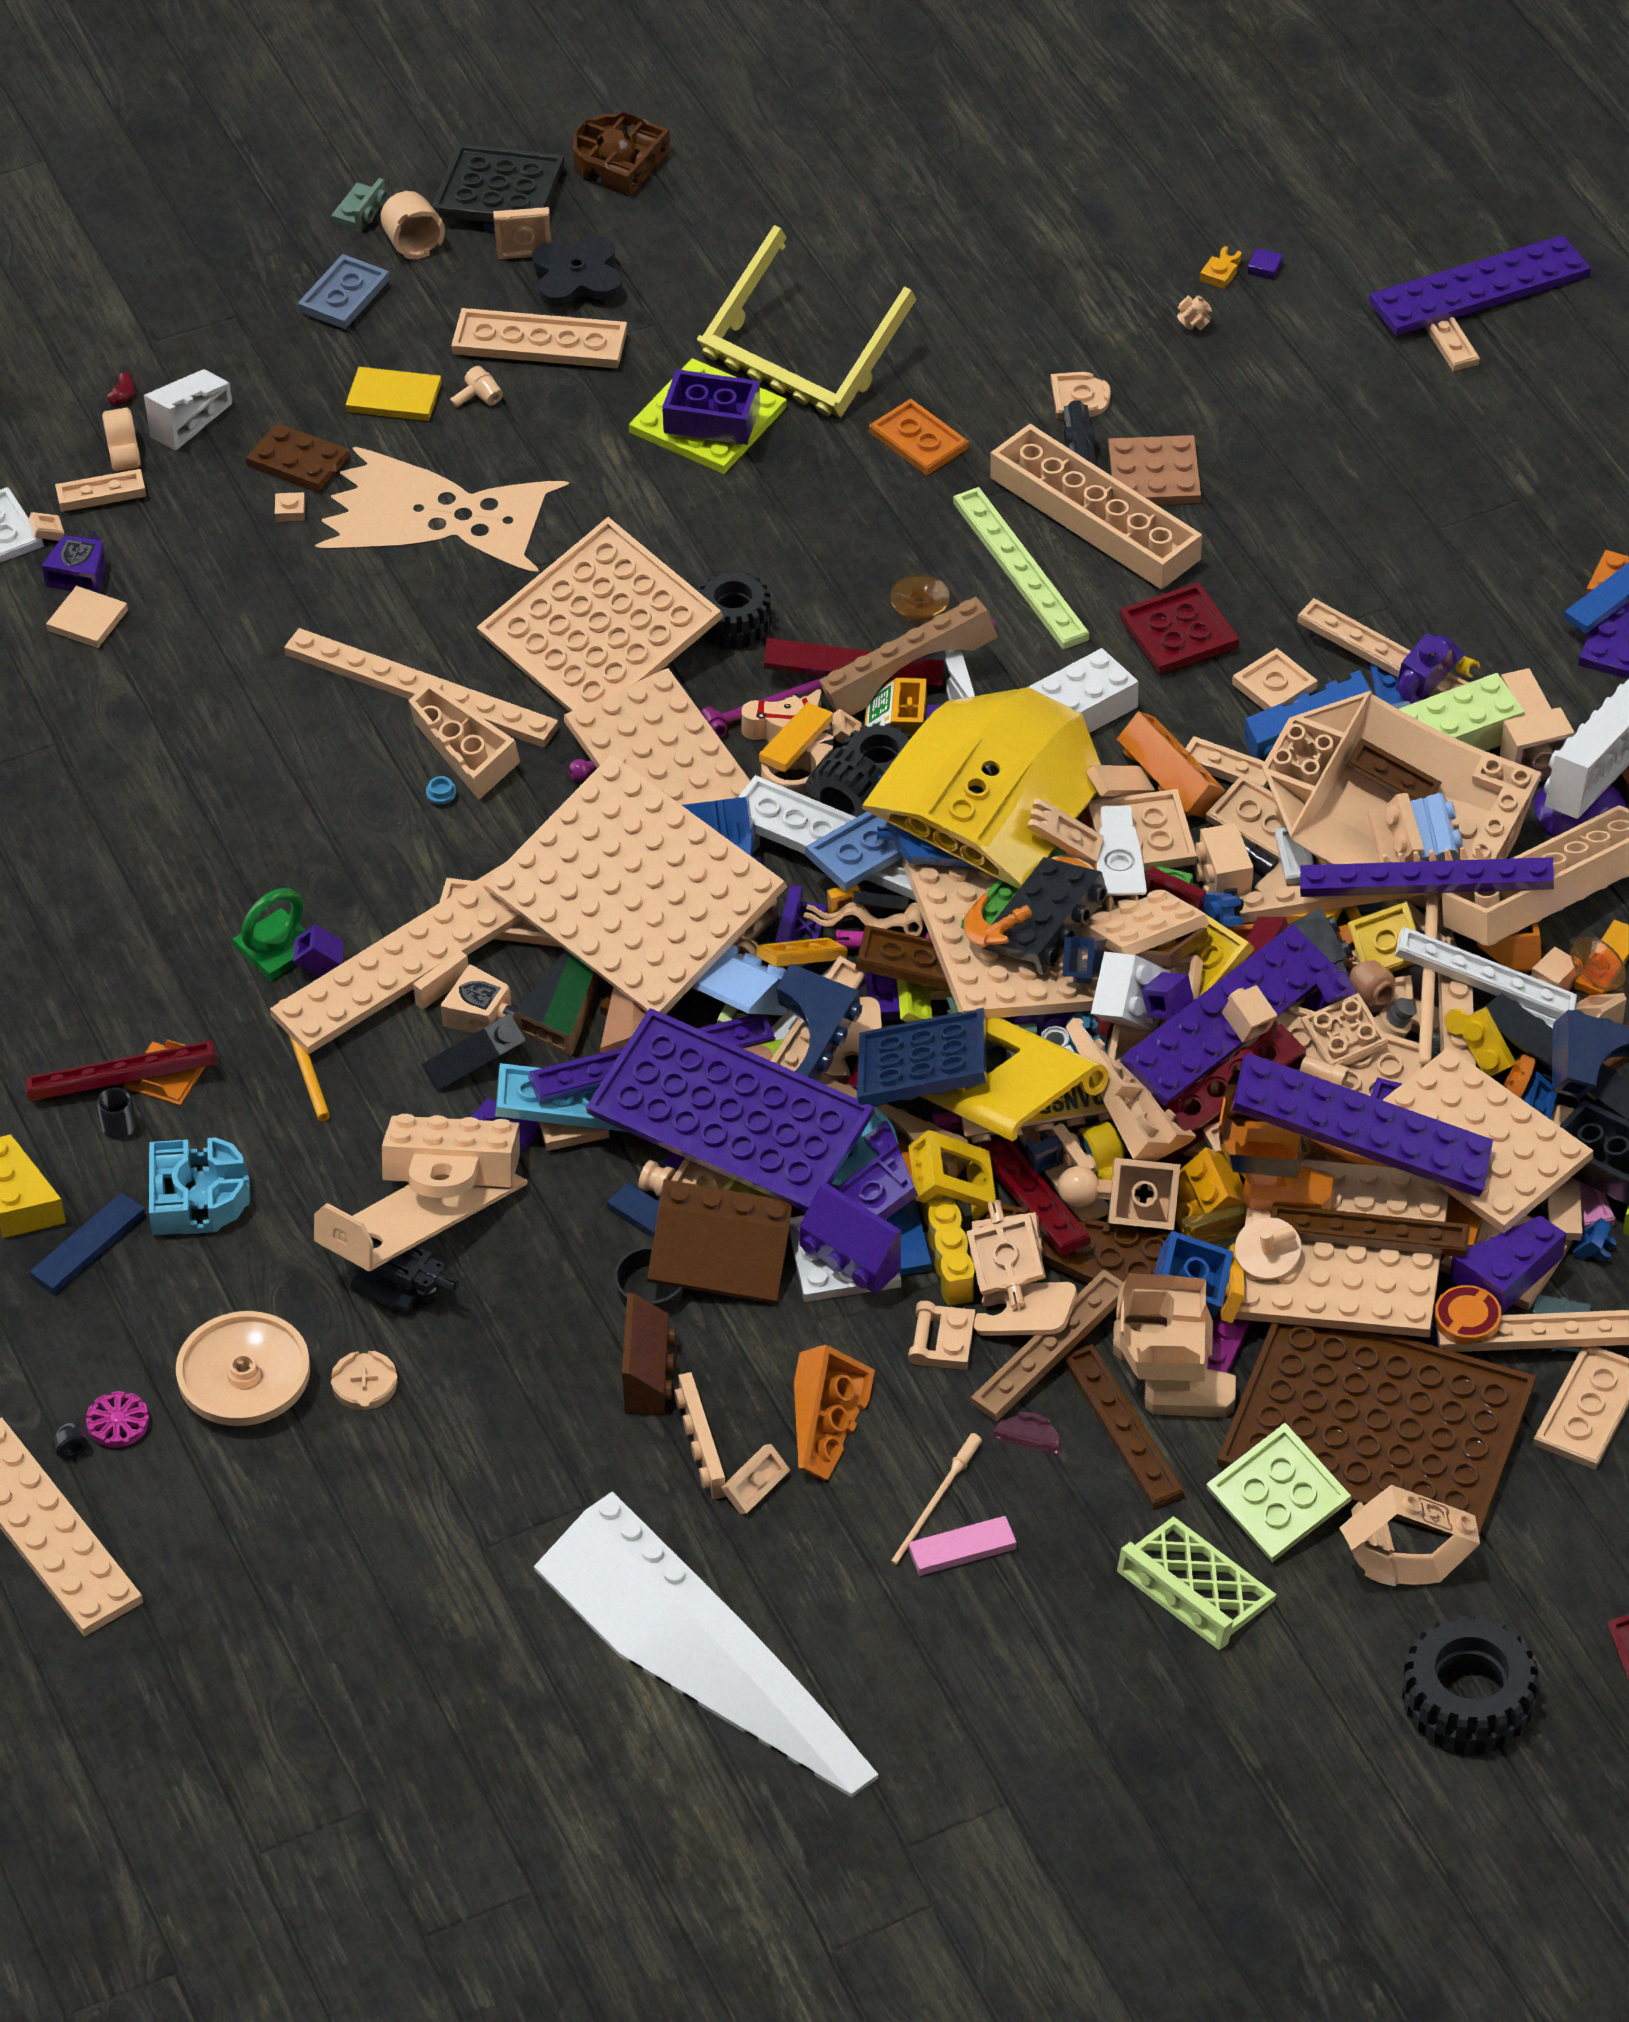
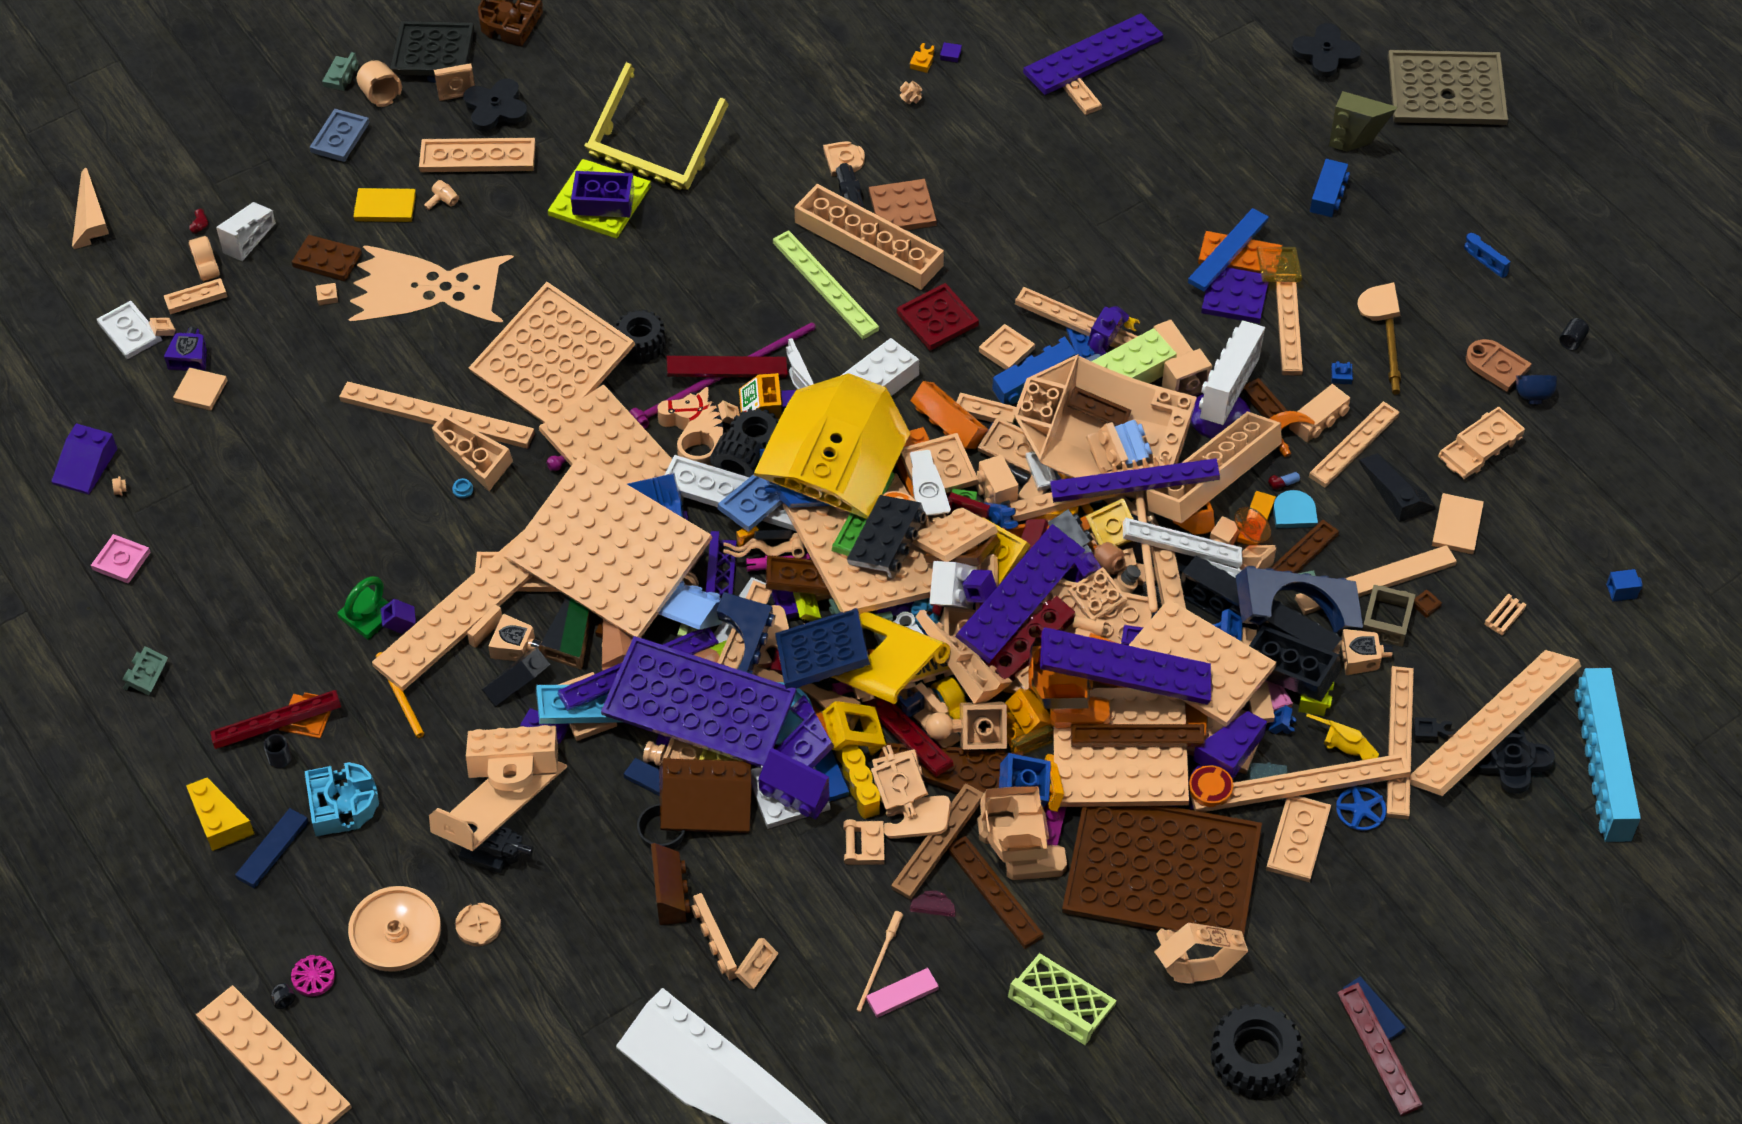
camera: 10 degrees left, 5 degrees up
(796, 737) = (697, 424): light orange tile -> none
(801, 952) = (726, 579): light orange tile -> none
(827, 1401) = (795, 899): orange wedge -> none
(918, 437) = (742, 198): orange tile -> none
(919, 596) = (762, 313): clear orange dish -> none
(958, 629) = (732, 380): medium nougat arch -> none
(984, 934) = (849, 555): orange piece -> none
(1065, 831) = (891, 475): light nougat hinge -> none
(1083, 958) = (918, 564): dark blue window -> none
(1119, 780) = (918, 431): light nougat tile -> none
(1249, 1013) = (1035, 592): light nougat brick -> none
(1268, 1248) = (1073, 756): light nougat shield -> none
(1278, 1492) = (1107, 928): yellowish green plate -> none
(1482, 1039) = (1188, 589): yellow hinge -> none
(1520, 1075) = (1217, 613): orange tile -> none

